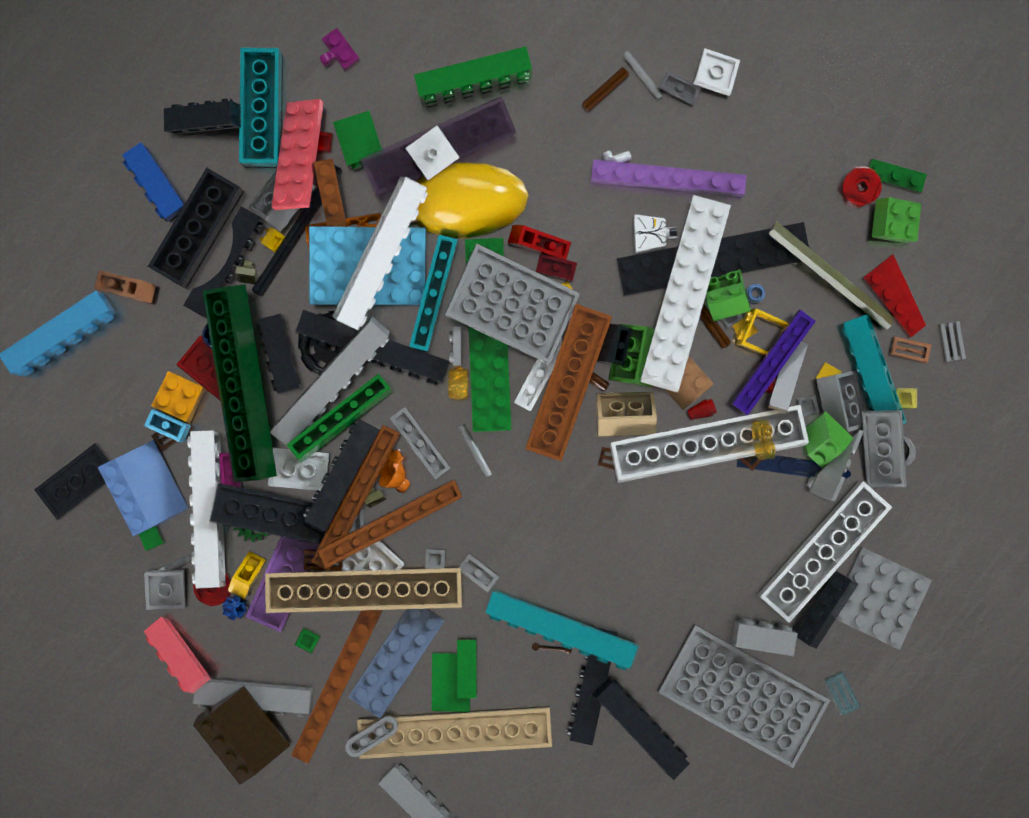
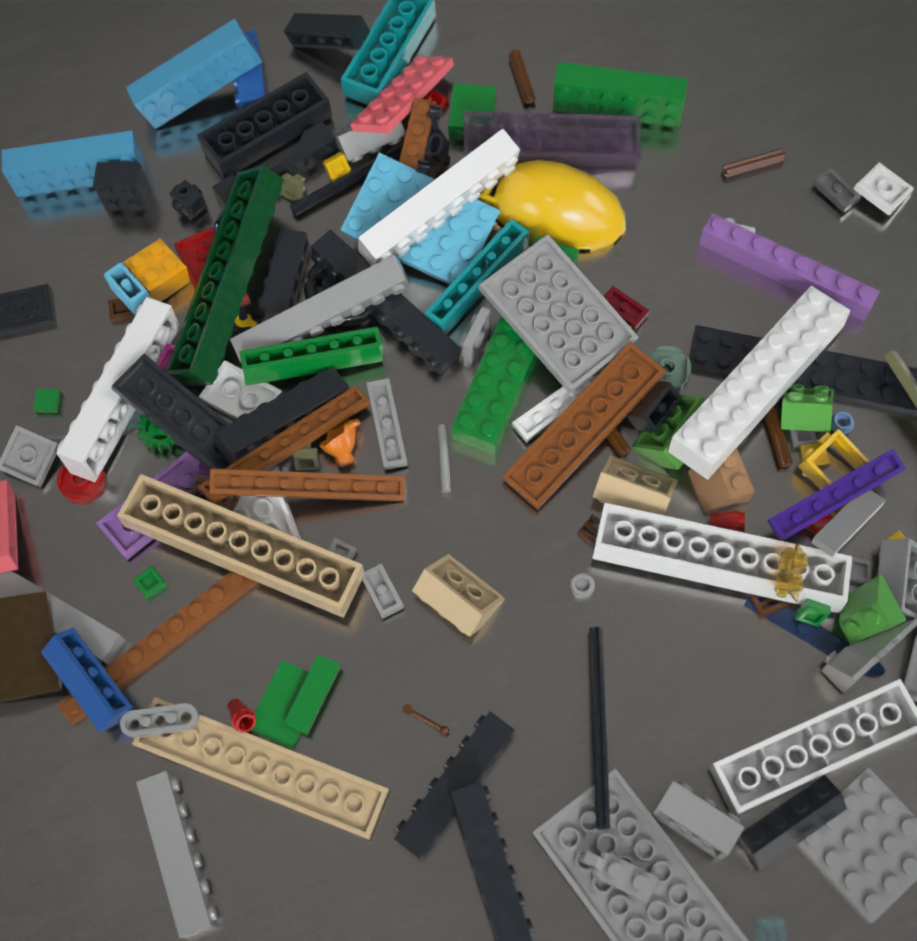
camera: 30 degrees right, 20 degrees down
(110, 337) = (122, 186): none -> black brick
(116, 213) = (194, 74): none -> dark azure brick
(125, 286) = (168, 153): nougat slope -> none
(143, 487) = (67, 343): medium blue slope -> none
(173, 326) = (187, 199): none -> black brick
(234, 607) = (82, 507): blue gear -> none
(246, 575) = (118, 479): yellow slope -> none
(273, 404) = (246, 320): none -> black sticker
(307, 734) = (86, 679): none -> blue brick
(339, 50) = (493, 32): magenta plate -> none
(350, 195) = (437, 146): none -> black piece
(383, 85) = (522, 77): none -> reddish brown axle
(395, 660) = (236, 647): sand blue plate -> none
(425, 706) = (241, 716): none -> red cone
(432, 152) = (542, 135): white plate -> none
(458, 383) = (459, 376): clear yellow gear -> none
(534, 551) = (457, 594): none -> tan slope
(538, 241) = (613, 271): red slope -> none
(562, 629) = (451, 697): teal brick -> none
(614, 295) = (676, 361): none -> sand green plate
(618, 503) = (582, 586): none -> light grey tile
(643, 76) = (800, 166): light grey bar -> none
(651, 233) = (746, 313): white torso -> none
(672, 601) = (600, 754): none -> black axle
(728, 694) = (621, 875): none -> light grey hinge
(787, 455) = (812, 612): none -> green tile

